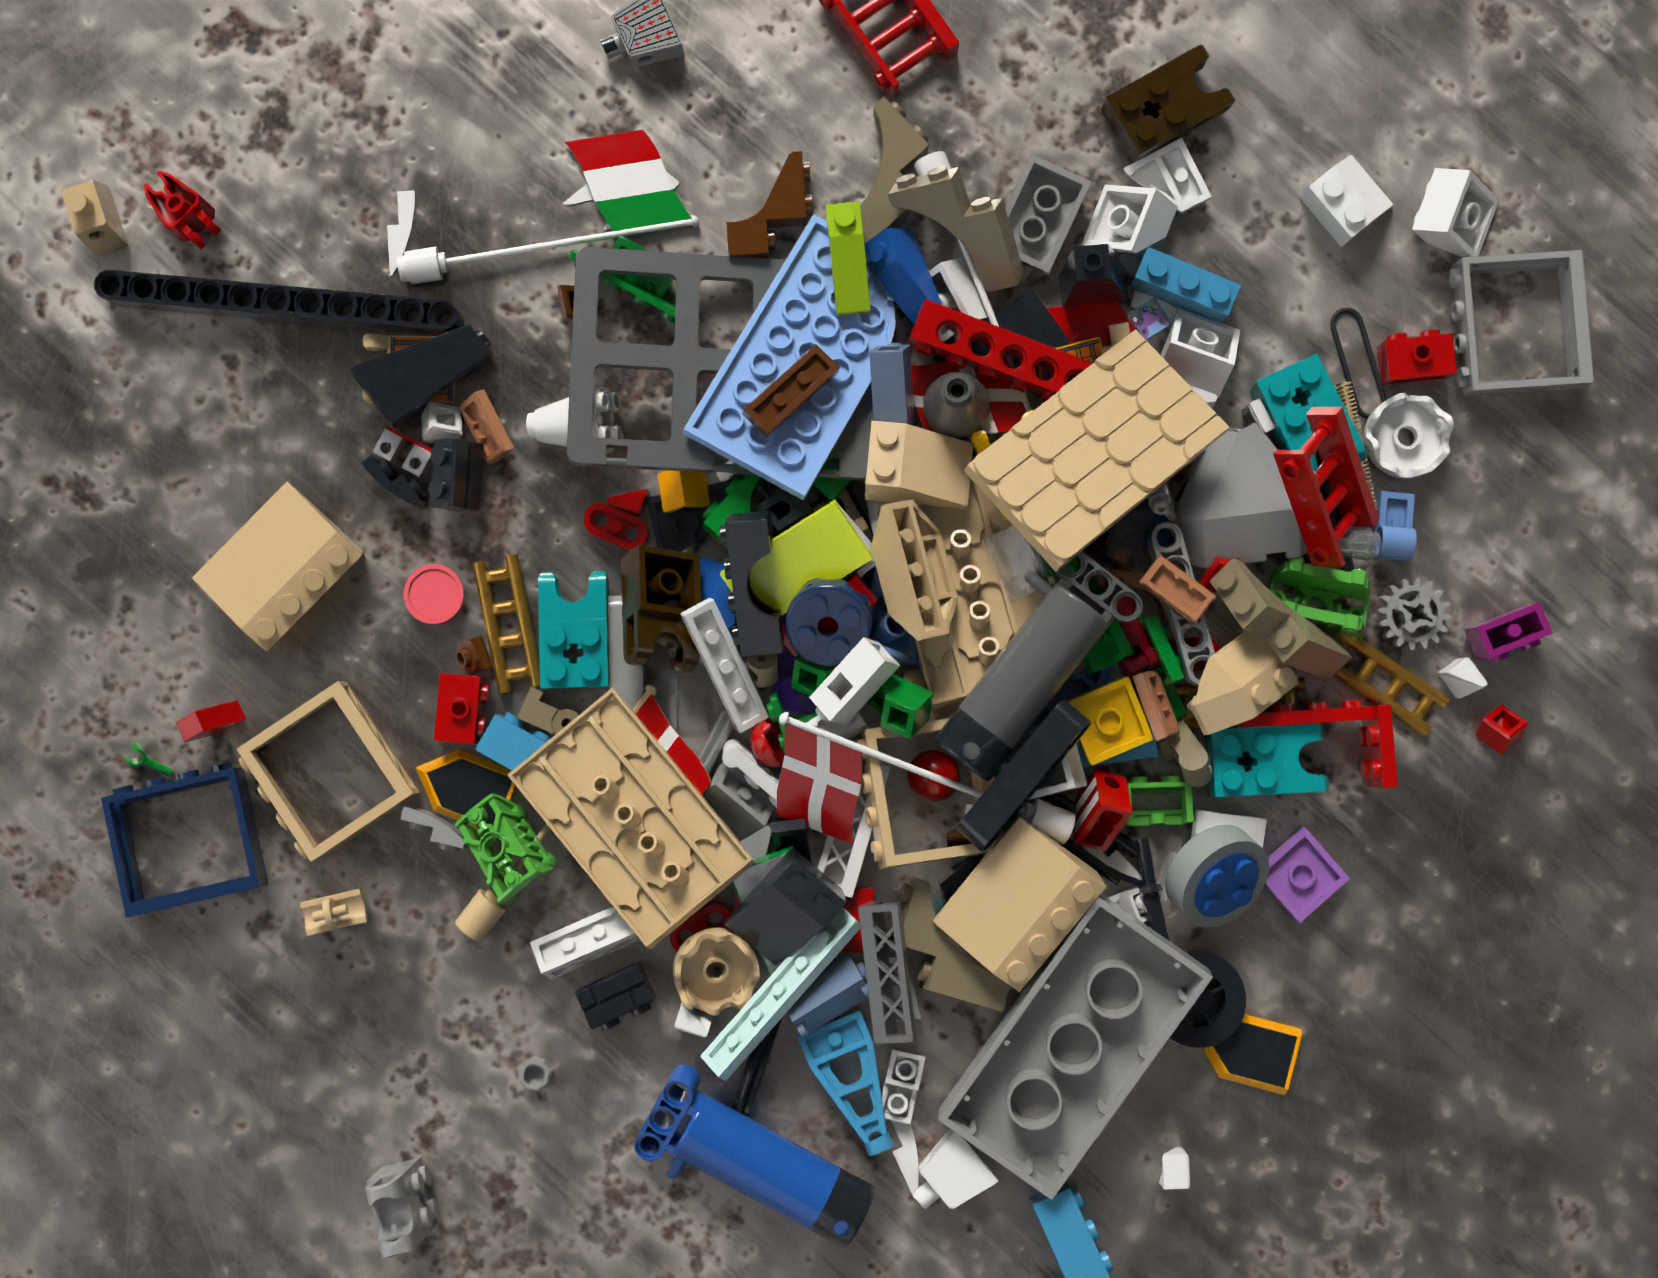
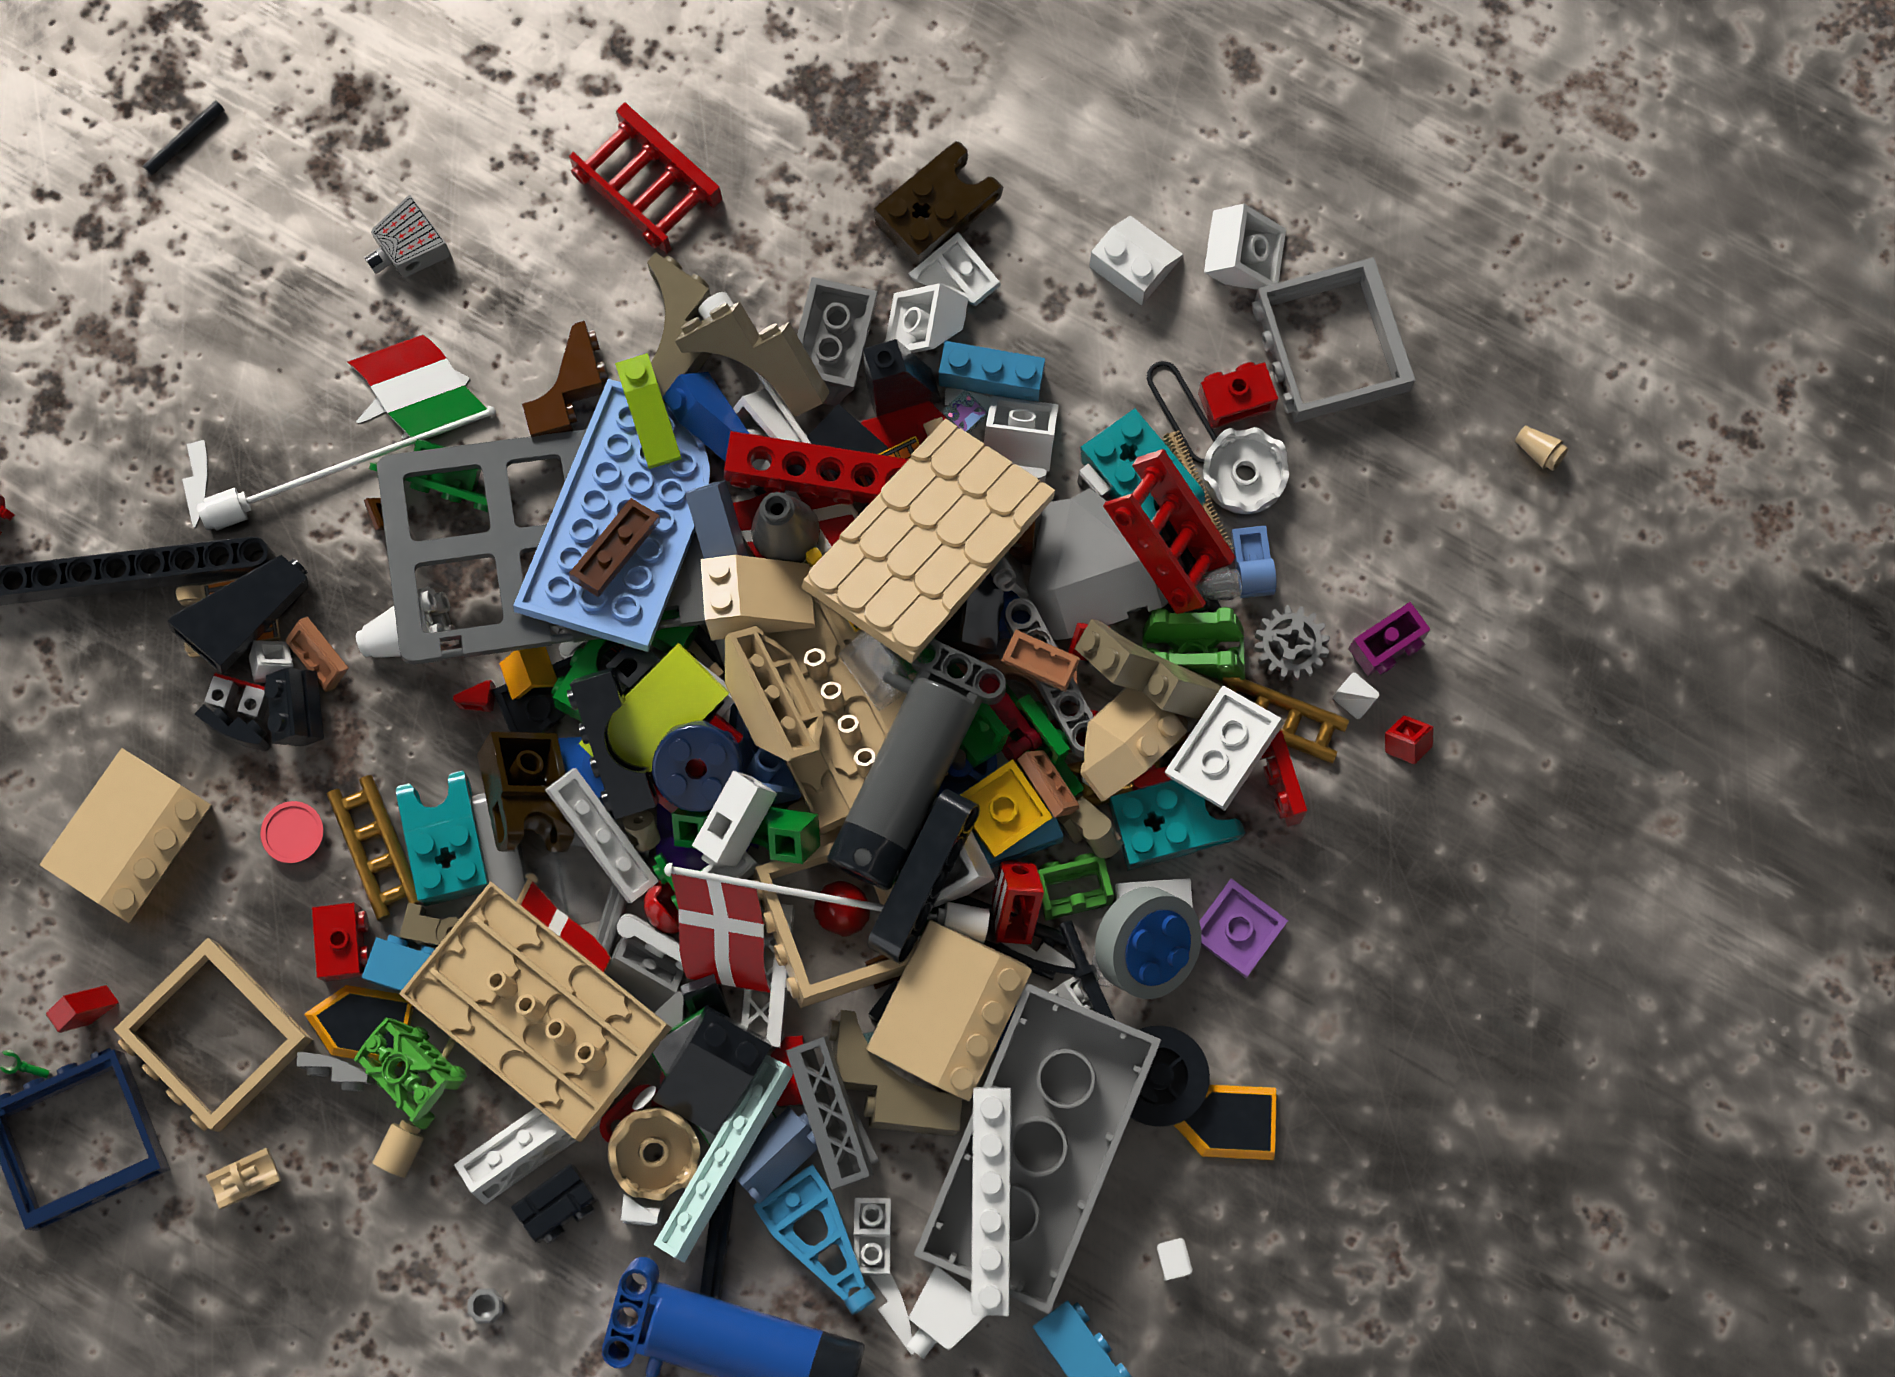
camera: 10 degrees left, 10 degrees down
(473, 655) = (344, 886): reddish brown plate -> none
(616, 527) = (468, 724): red plate -> none
(716, 918) = (644, 1097): none -> white sticker
(1023, 1092) = (991, 1201): none -> white arch
(1333, 710) = (1224, 747): none -> white plate

